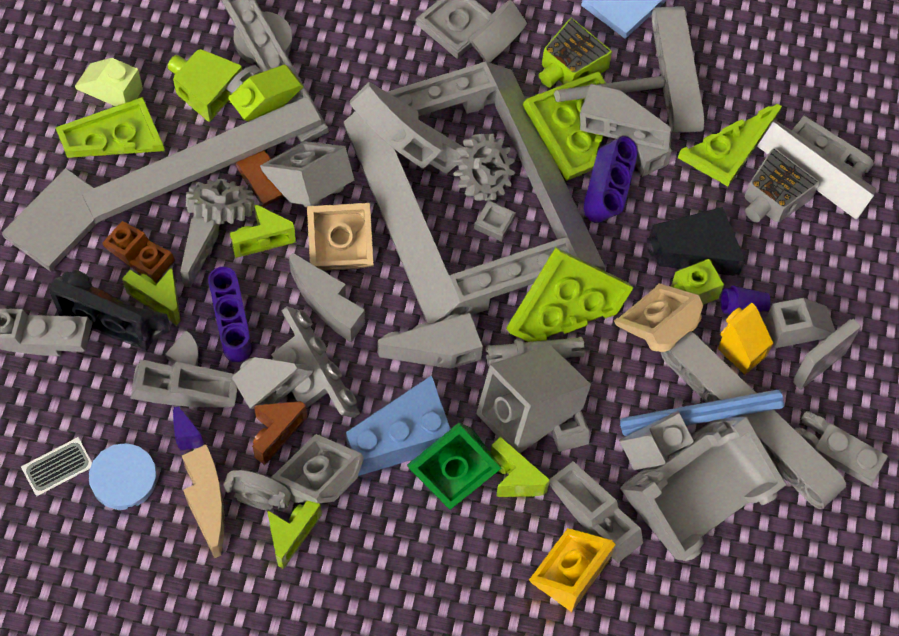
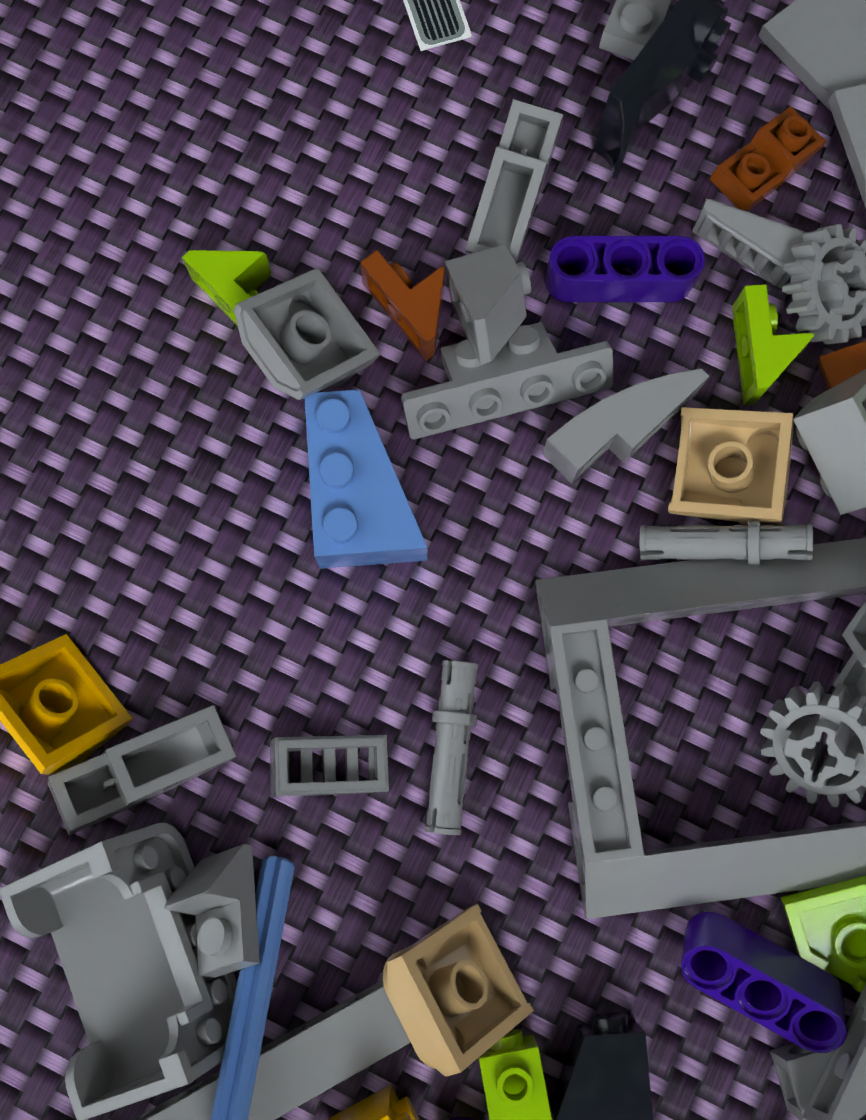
camera: 105 degrees right, 15 degrees up
(122, 476) = (390, 81): light blue tile -> none
(157, 297) = (678, 174): lime slope -> none
(184, 350) = (573, 198): light grey tile -> none
(185, 432) = (439, 170): dark purple slope -> none
(205, 497) = (316, 182): tan slope -> none
(257, 490) = (300, 238): light grey tile -> none
(384, 218) = (735, 542): none -> light grey pin
(436, 344) = (496, 594): light grey slope -> none
(455, 465) = (266, 556): green slope -> none
(494, 220) = (722, 745): light grey tile -> none
(523, 477) = (225, 666): lime slope -> none
(531, 396) = (358, 716): light grey slope -> none
(567, 298) = (532, 825): lime plate -> none

